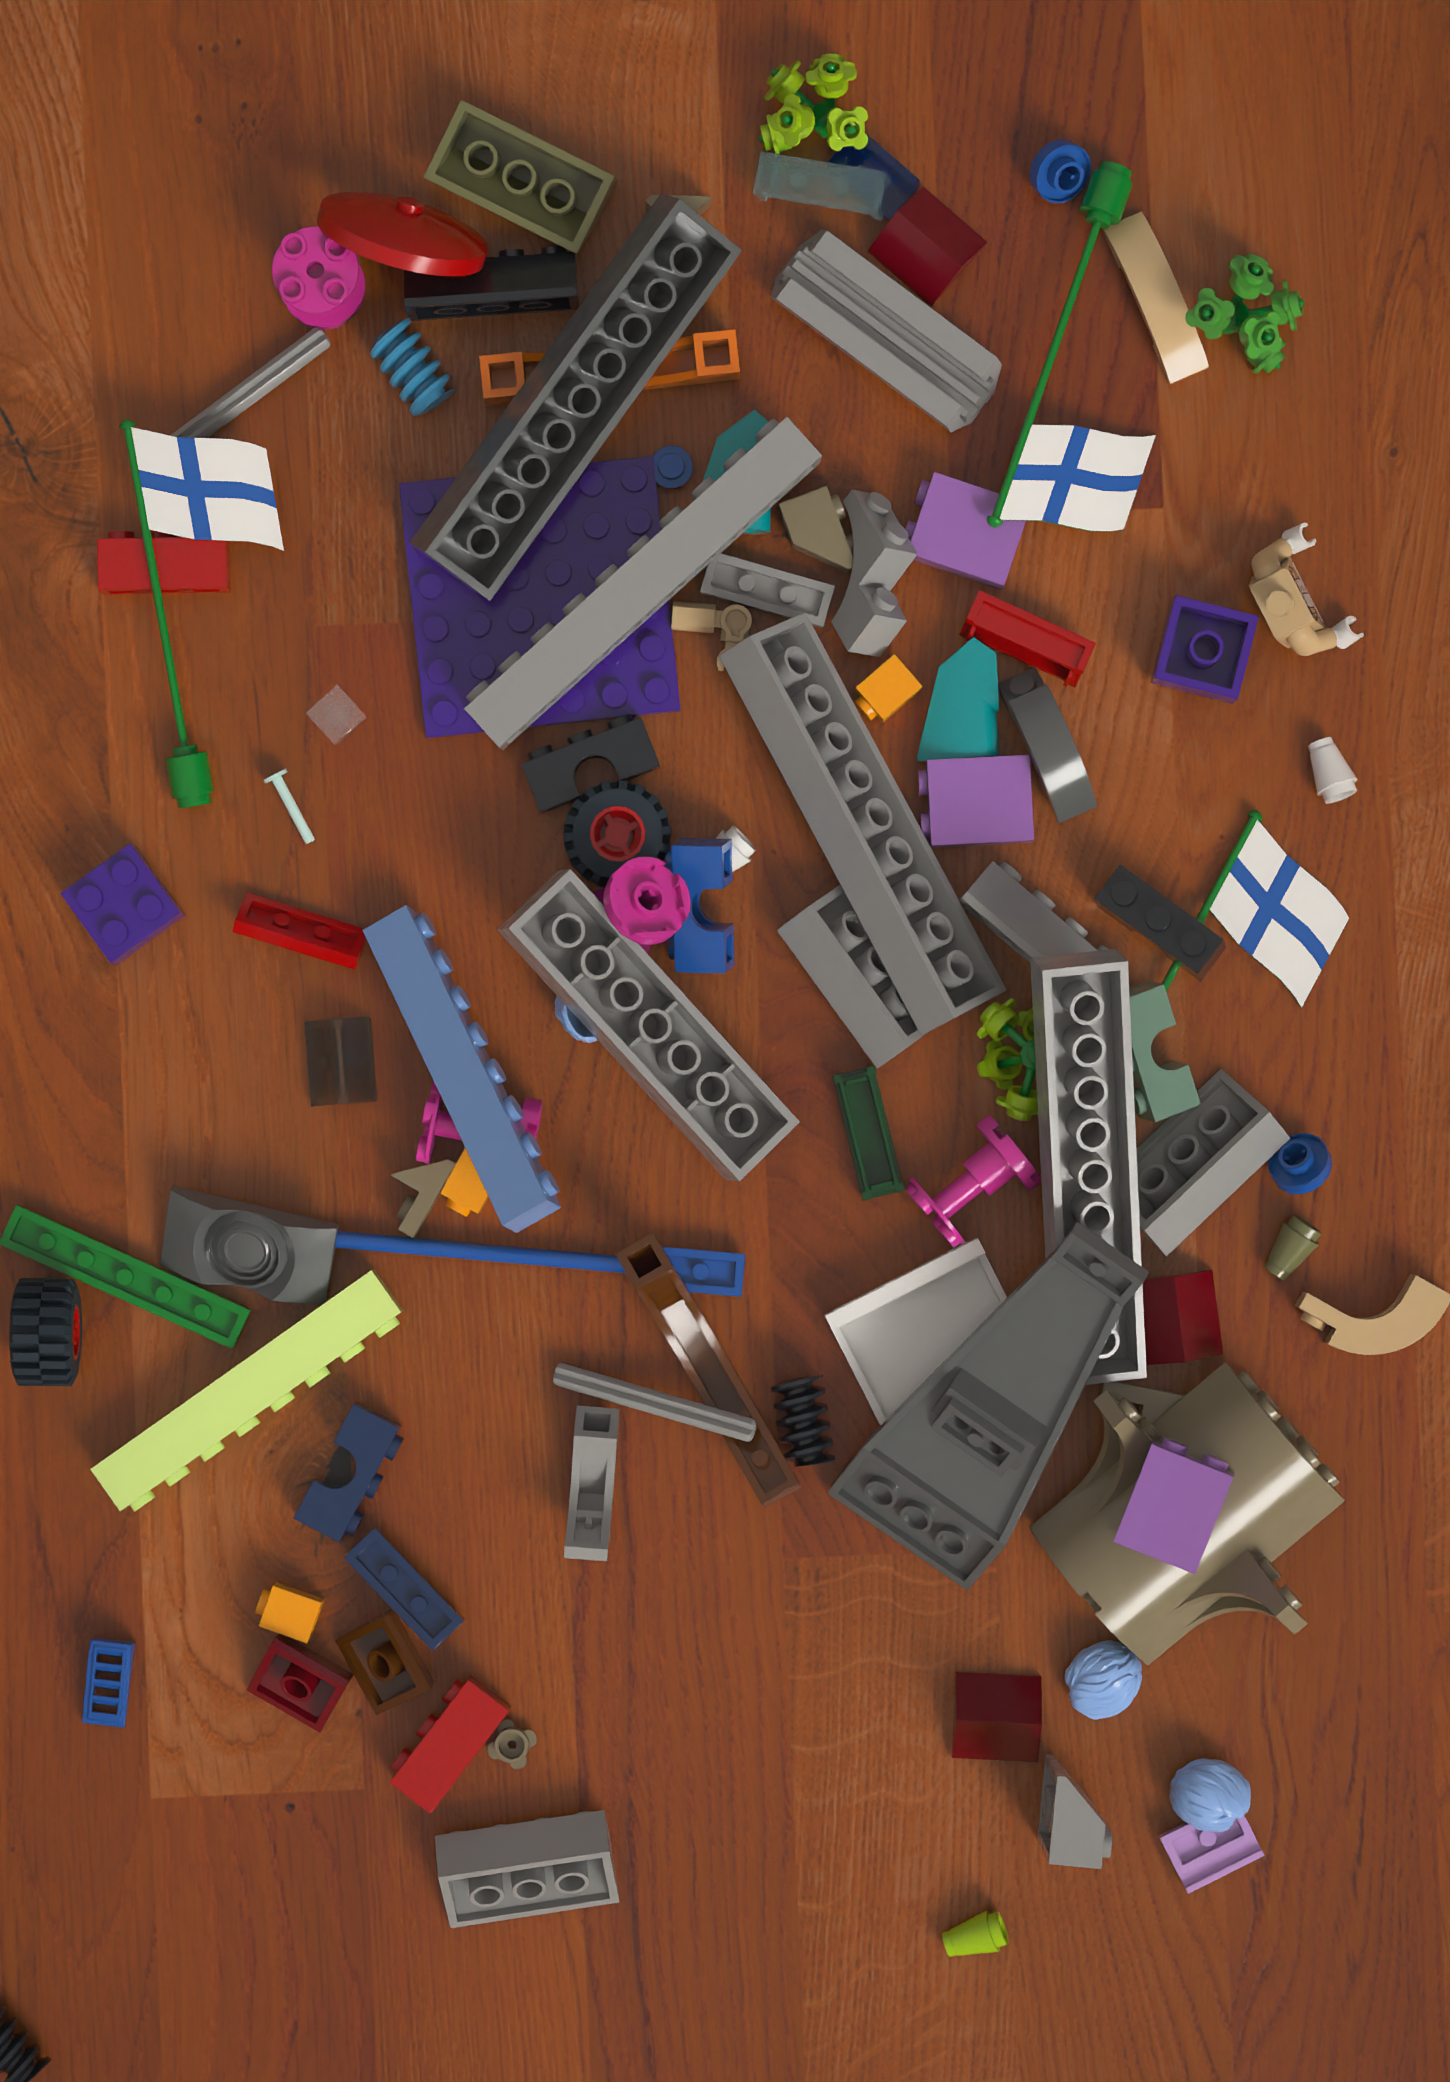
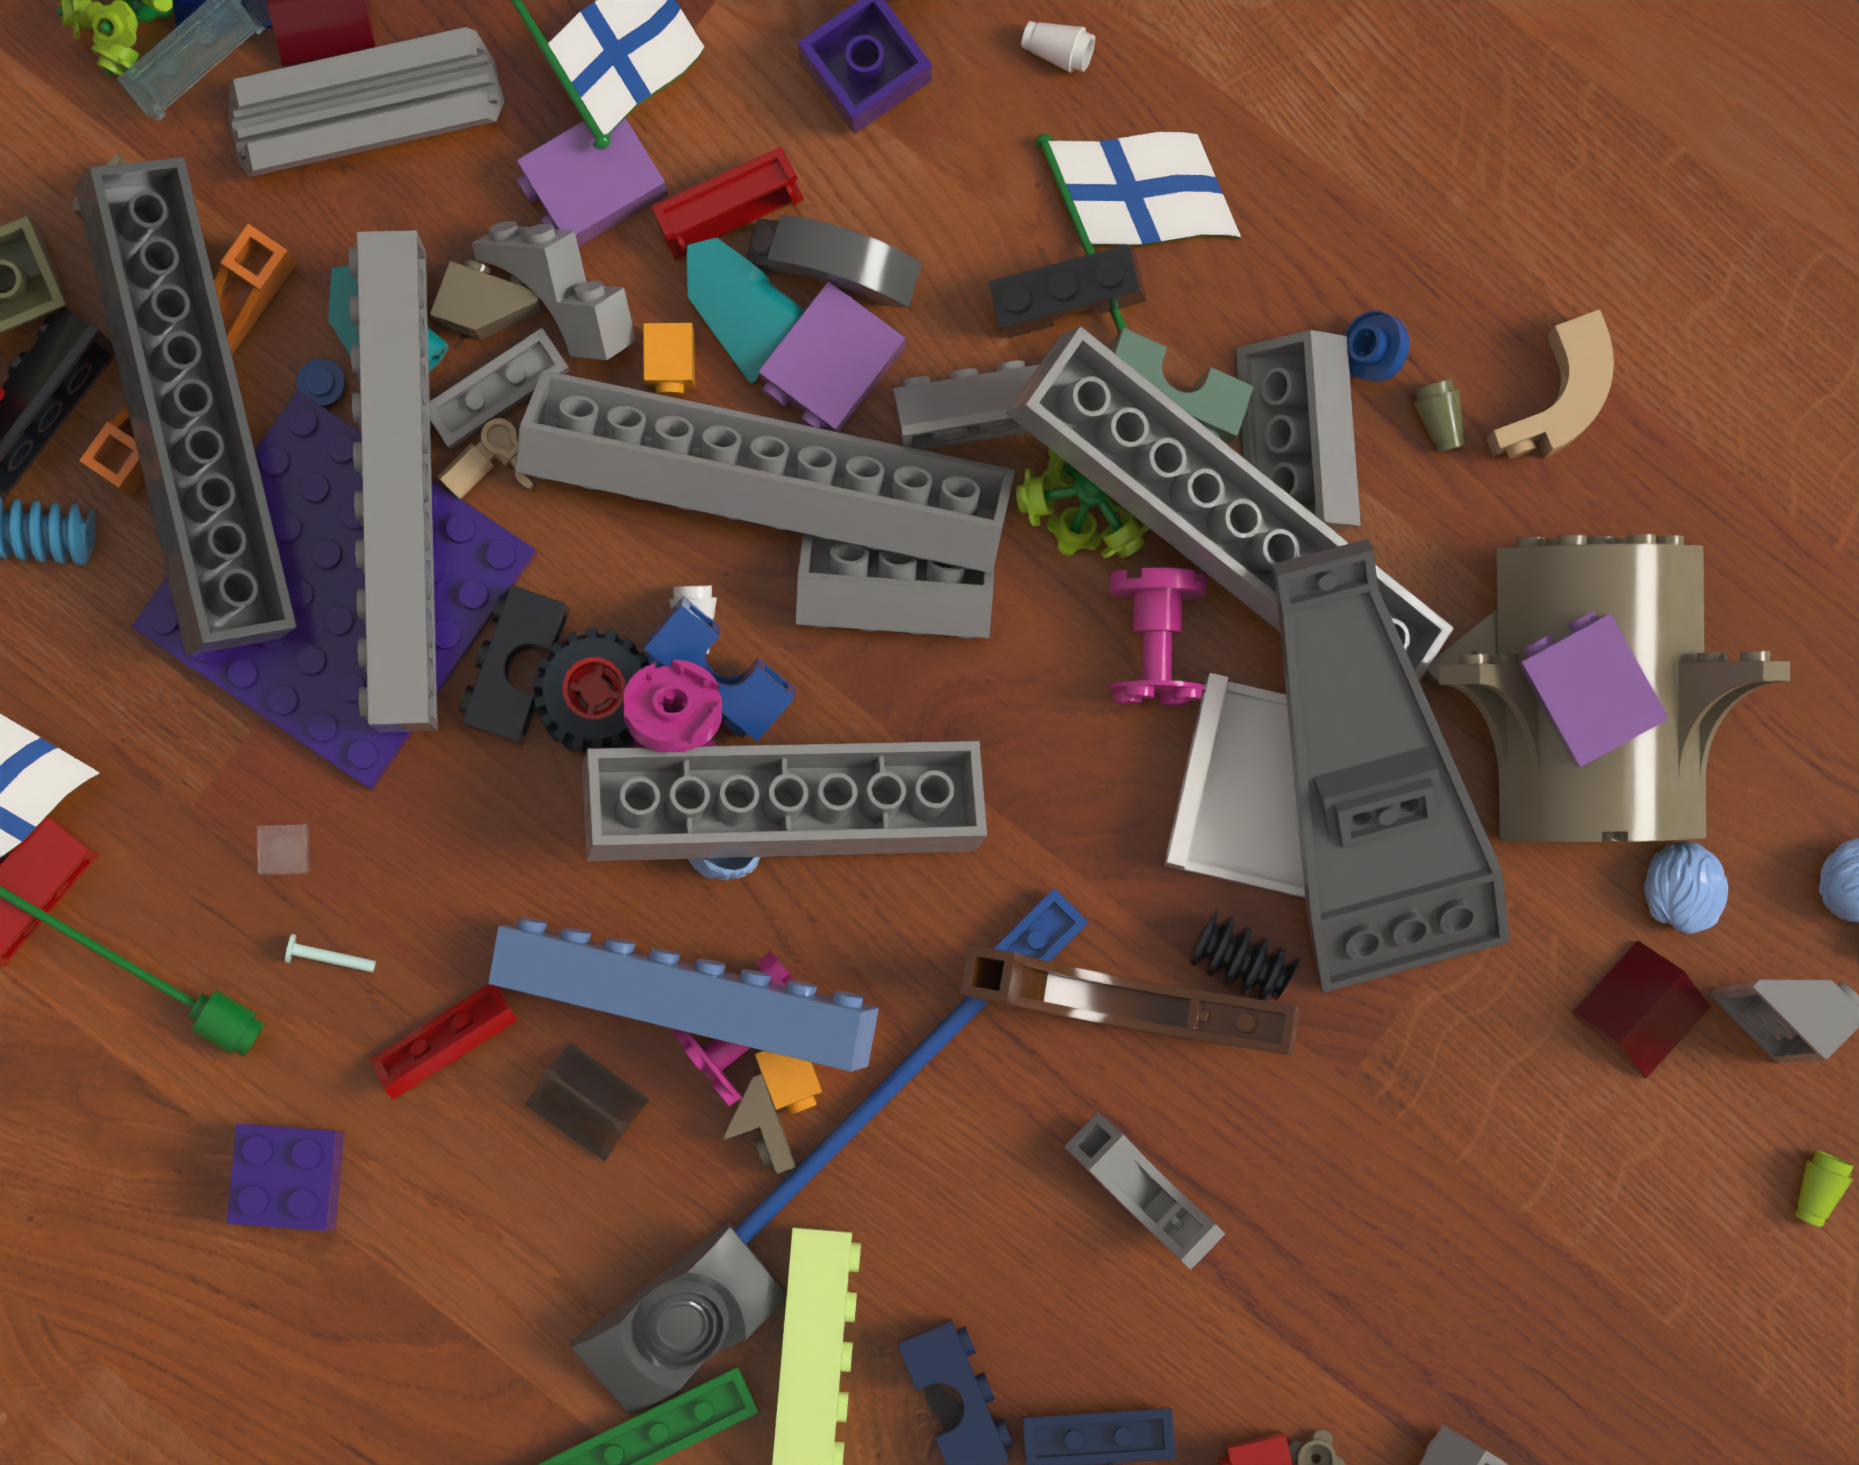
camera: 50 degrees left, 5 degrees down
(654, 1402) = (1118, 1075): light grey axle -> none
(868, 1133) = (1037, 695): dark green container -> none
(1181, 1318) = (1426, 557): dark red slope -> none

